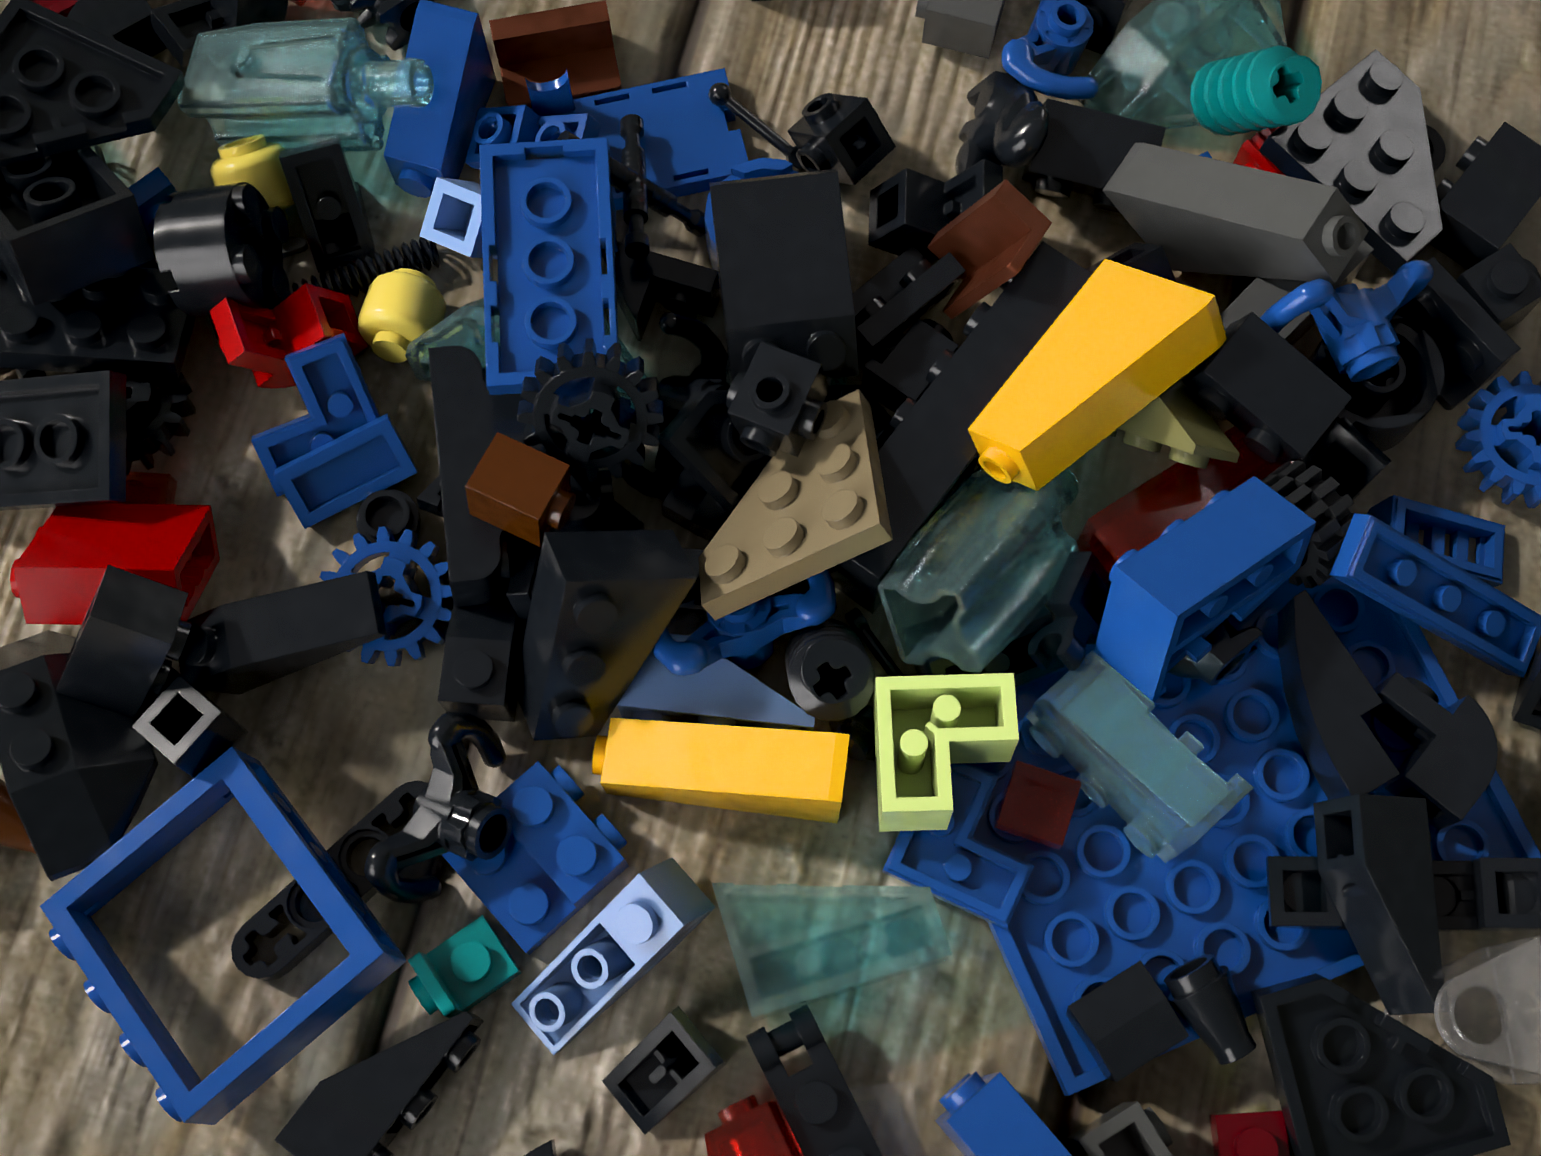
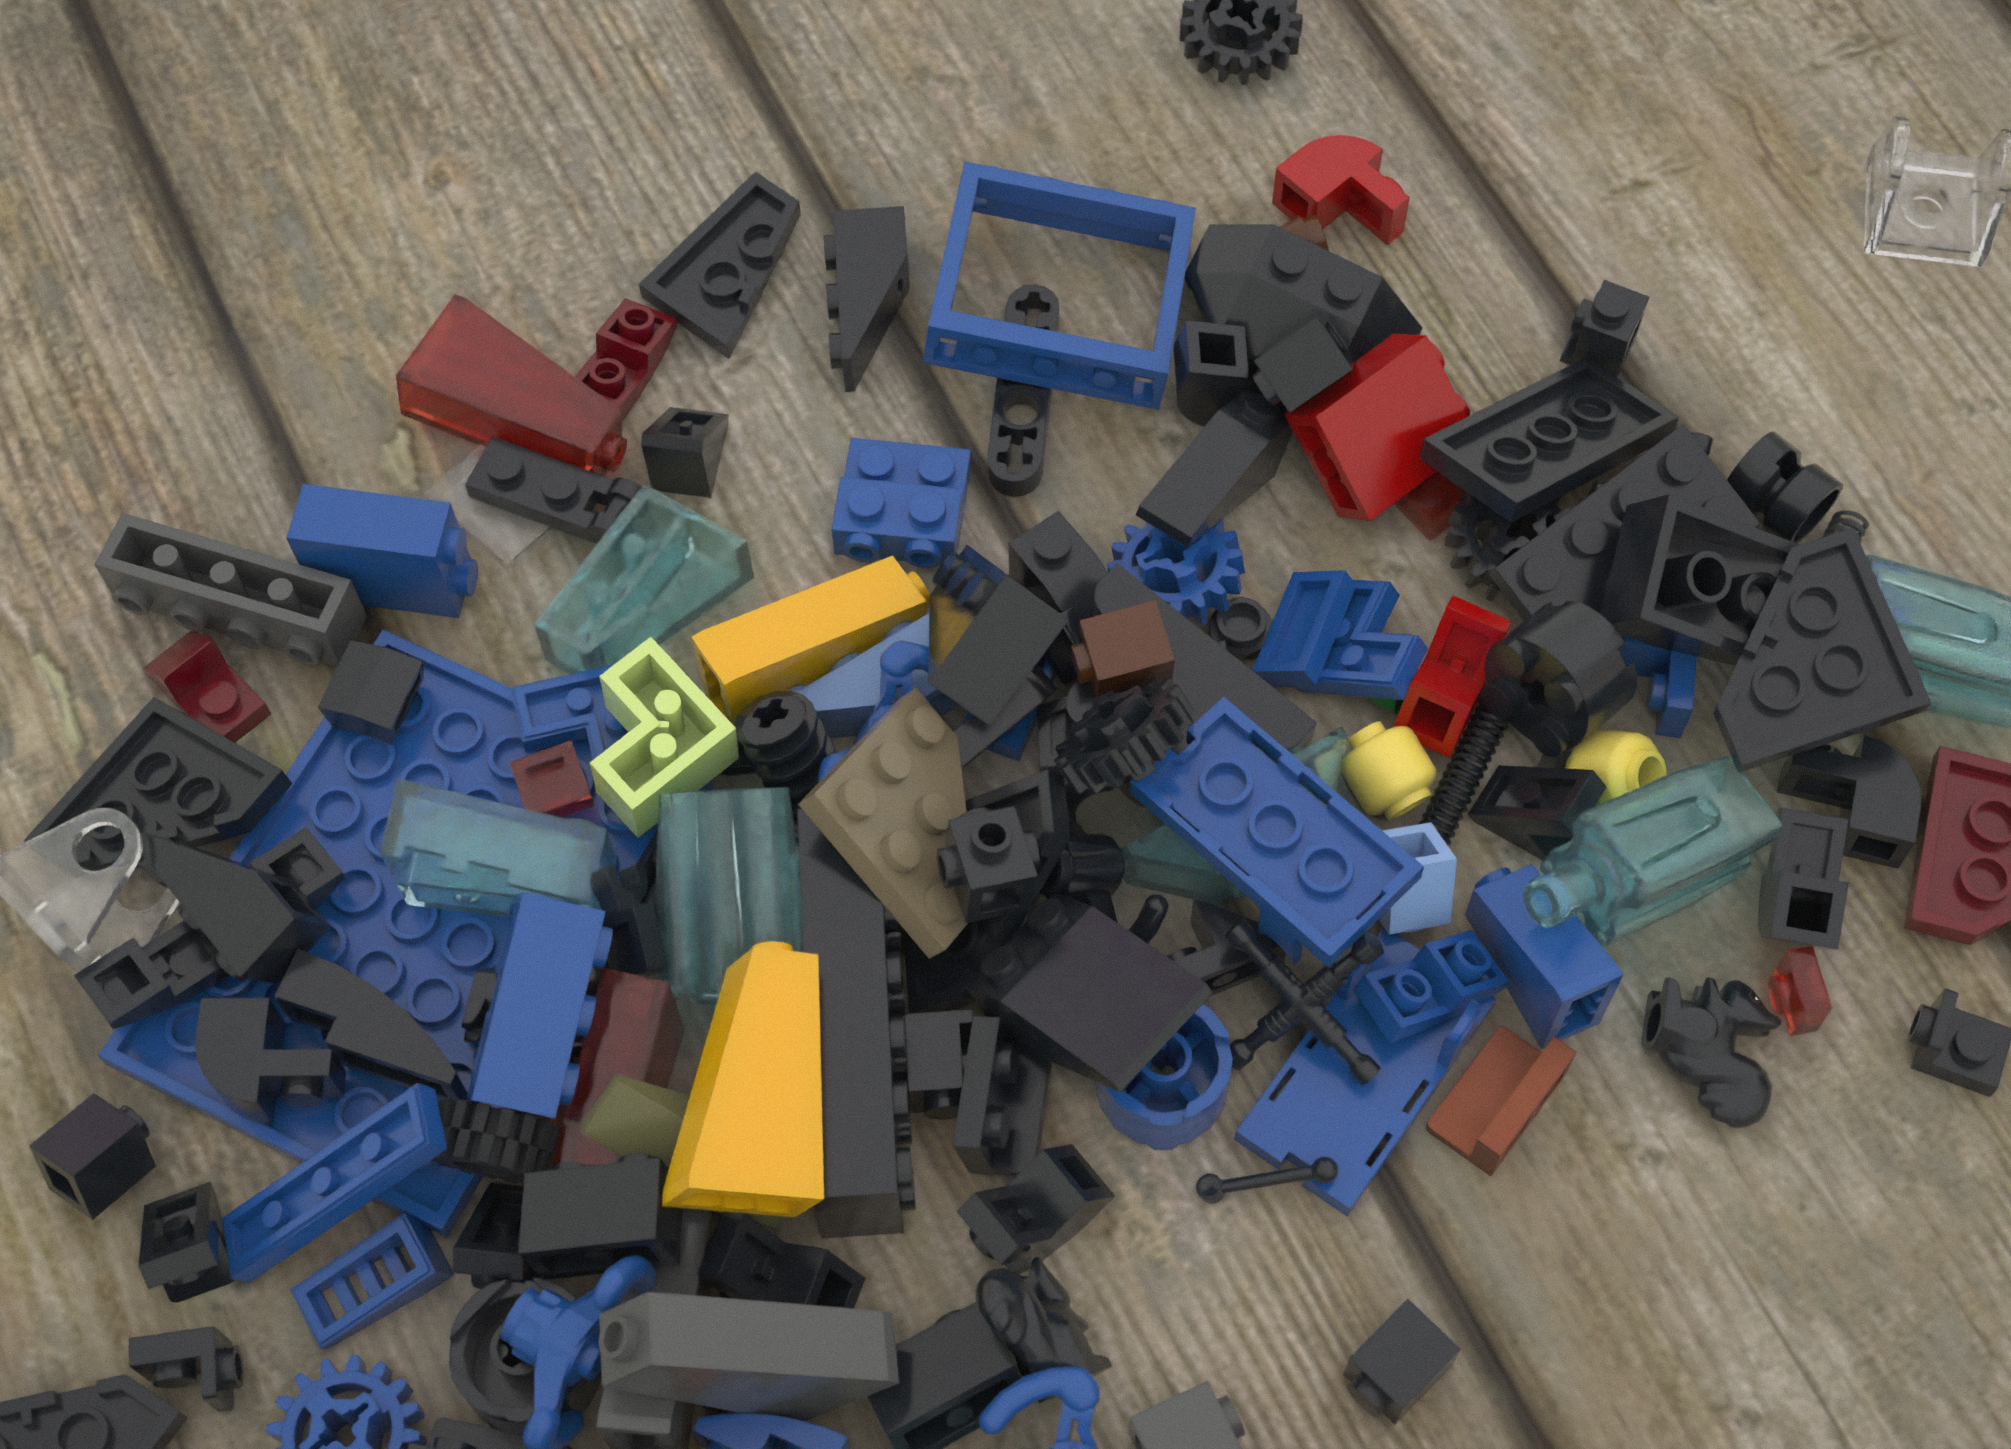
camera: 140 degrees right, 10 degrees down
(446, 814) = (979, 456): black piece -> none
(462, 970) = (885, 395): teal bracket -> none
(613, 953) = (786, 484): medium blue slope -> none
(841, 135) = (1177, 1208): black brick -> none
(990, 243) = (929, 1165): copper panel -> none
(1210, 1006) = (320, 747): black cone -> none

